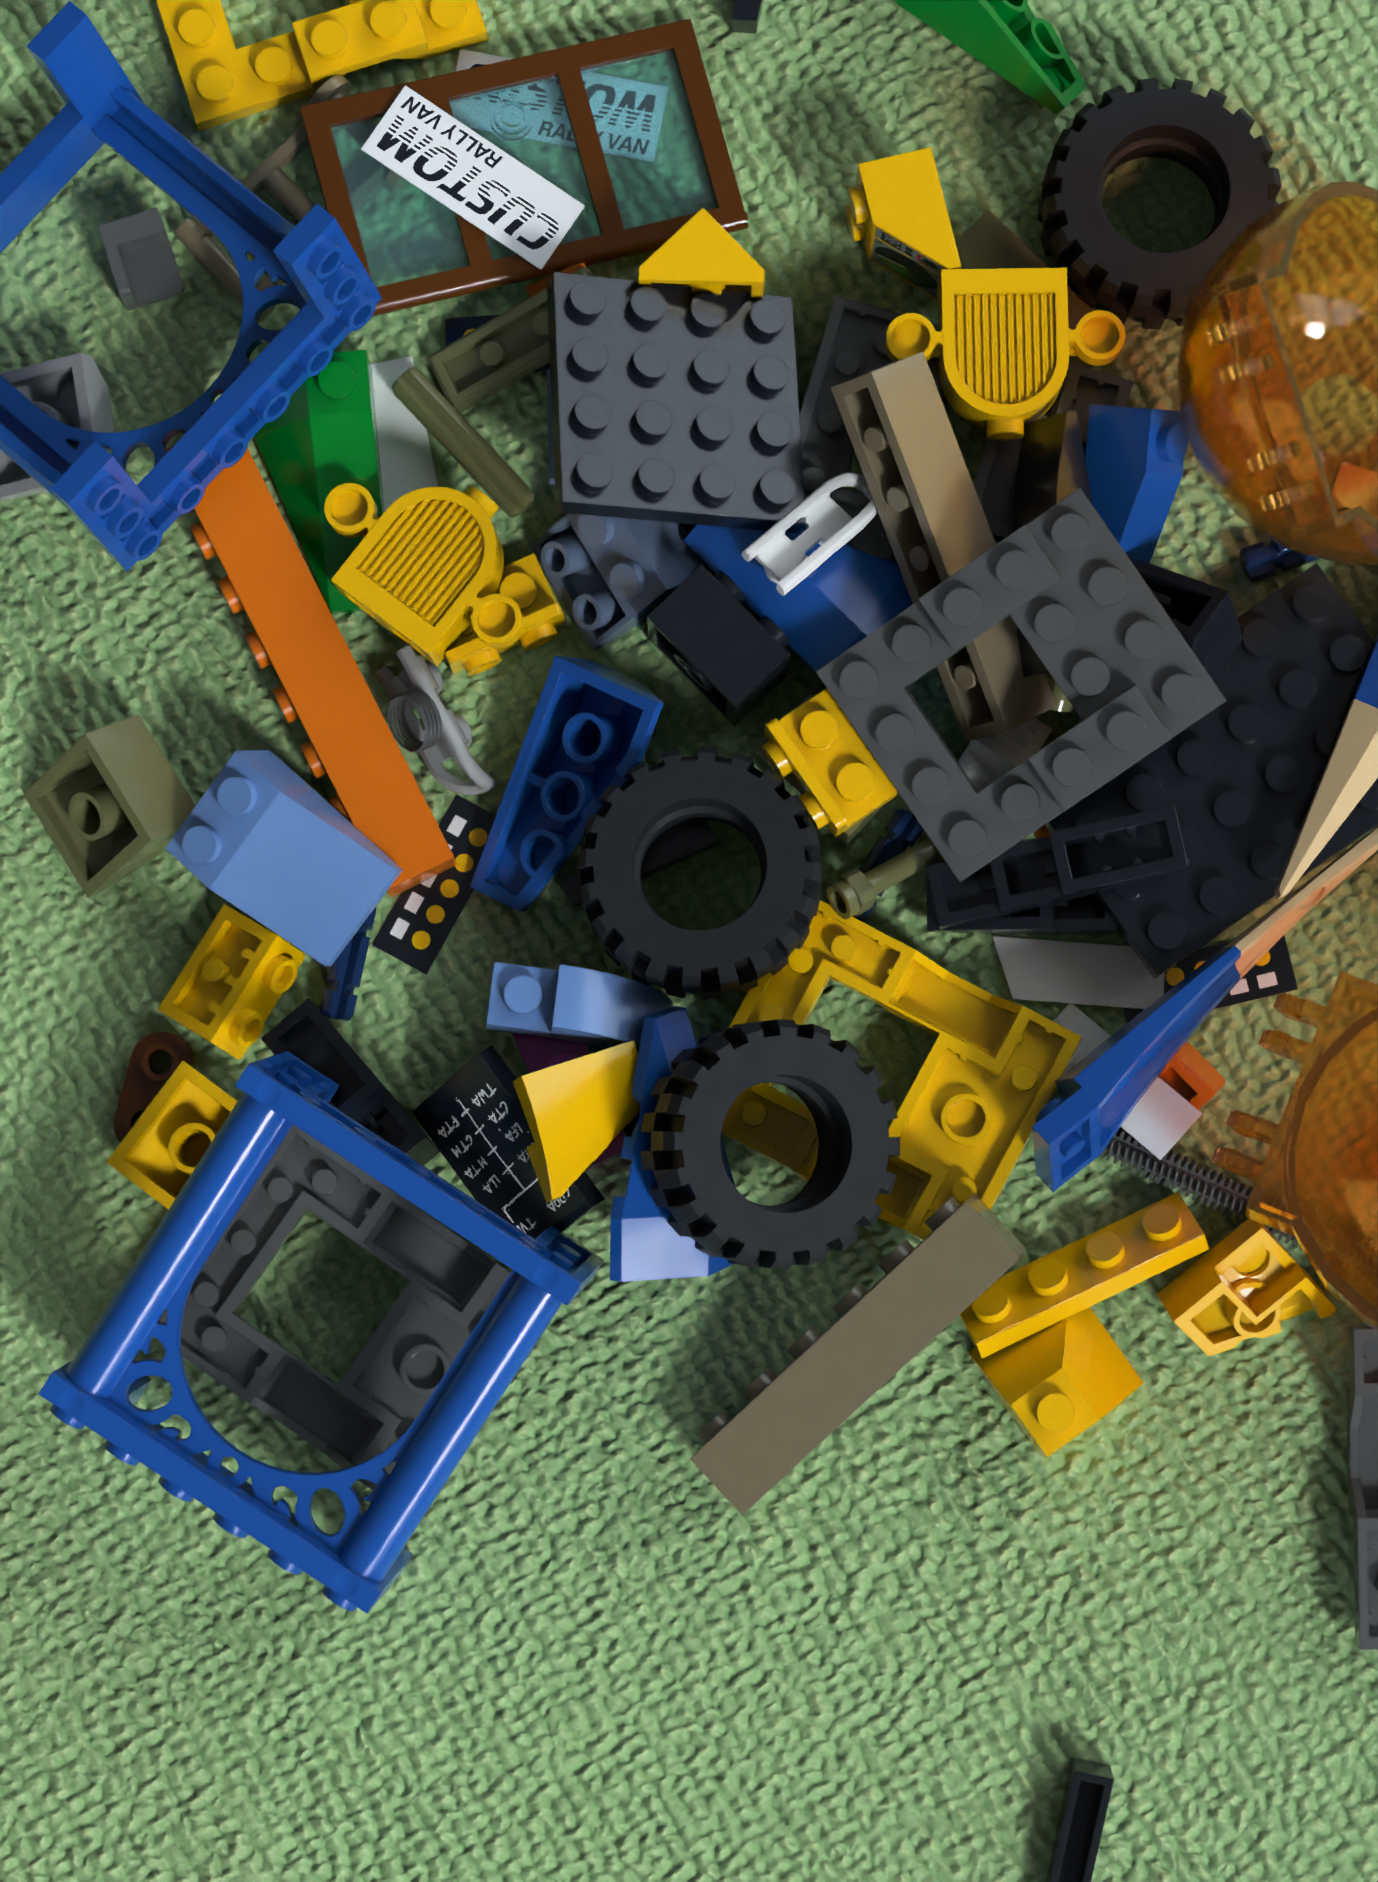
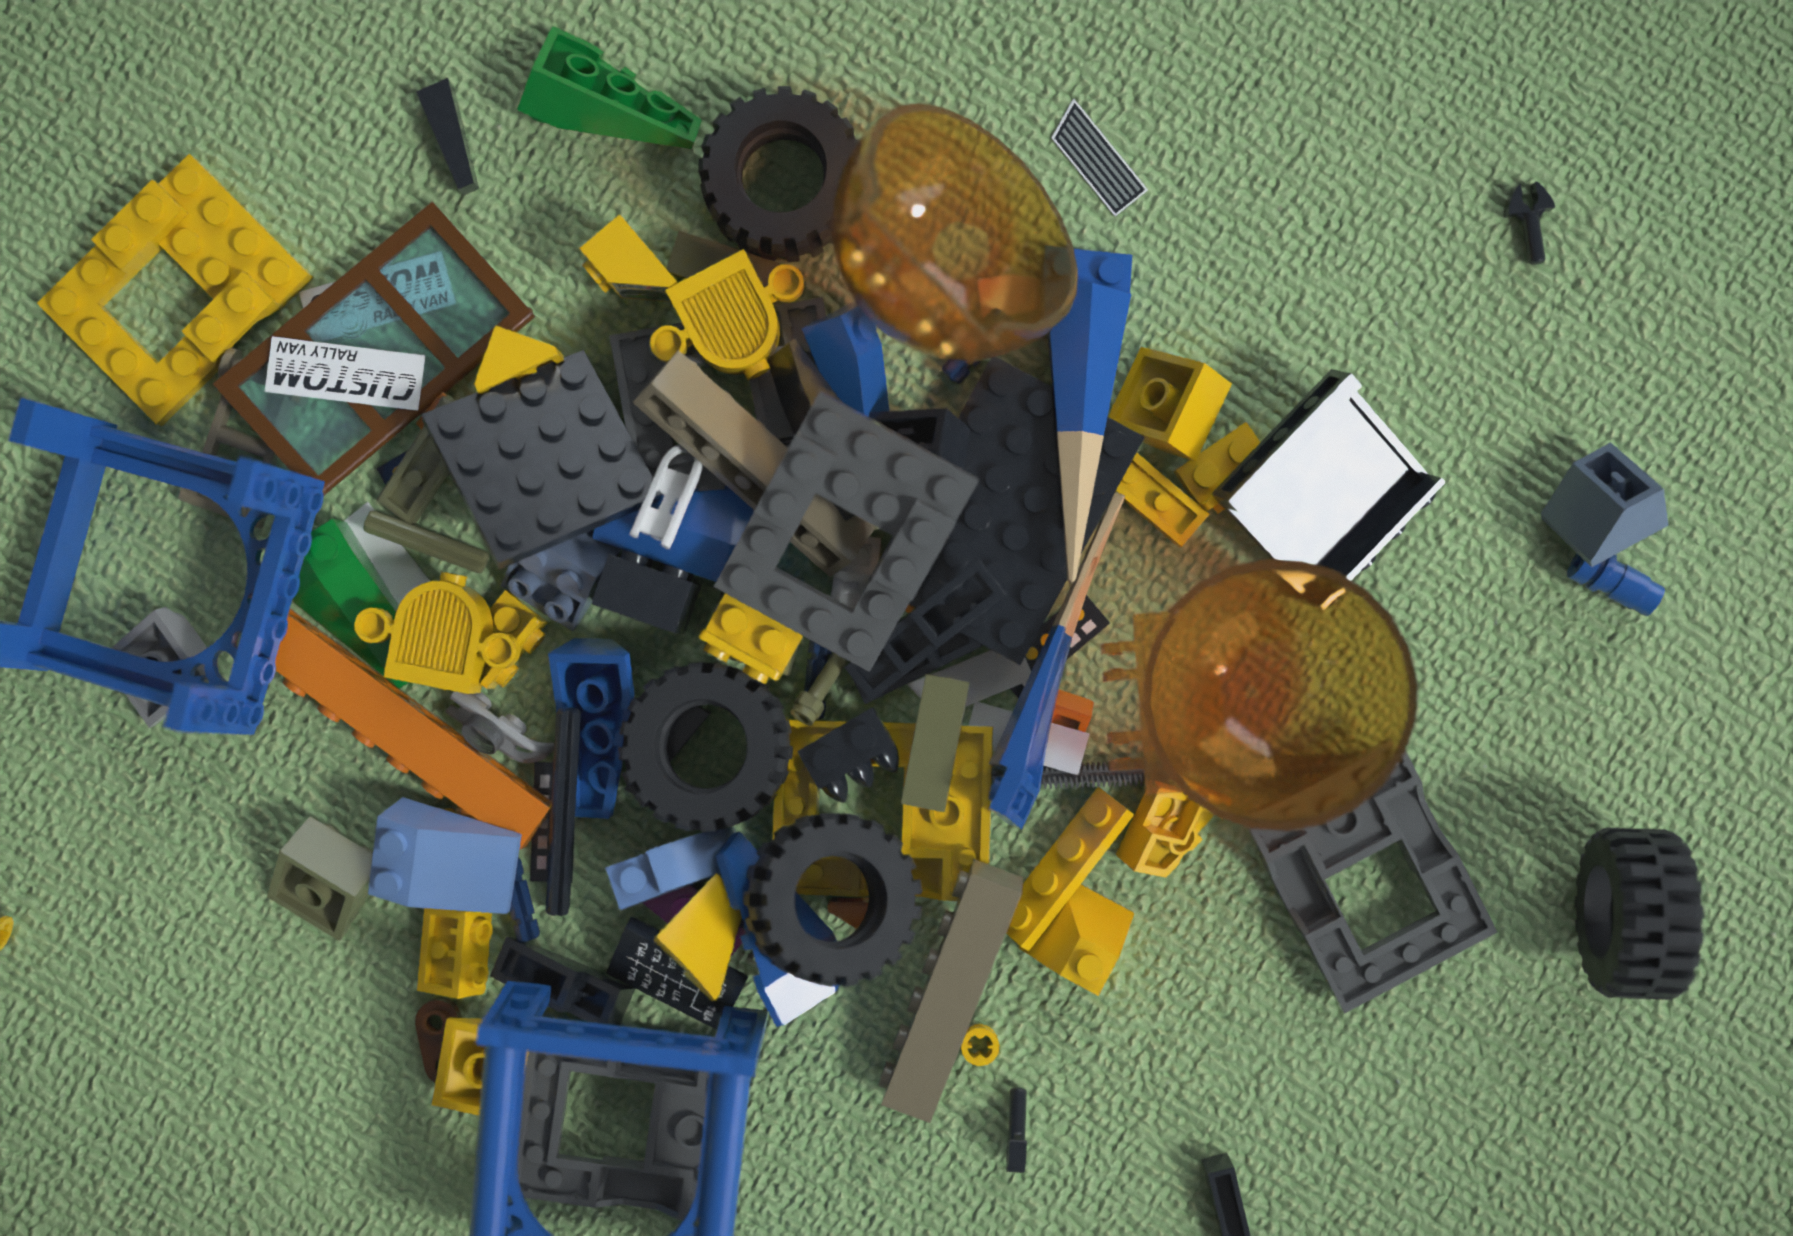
camera: 25 degrees left, 5 degrees up
(141, 259) = (165, 527): dark grey panel -> none
(467, 870) = (563, 811): none -> black axle
(772, 1185) = (848, 909): none -> orange slope
(843, 1600) = (1016, 1145): none -> black bar
(862, 1435) = (979, 1057): none -> yellow bush
(878, 977) = (850, 752): none -> black plate
(998, 1018) = (935, 742): none -> olive tile

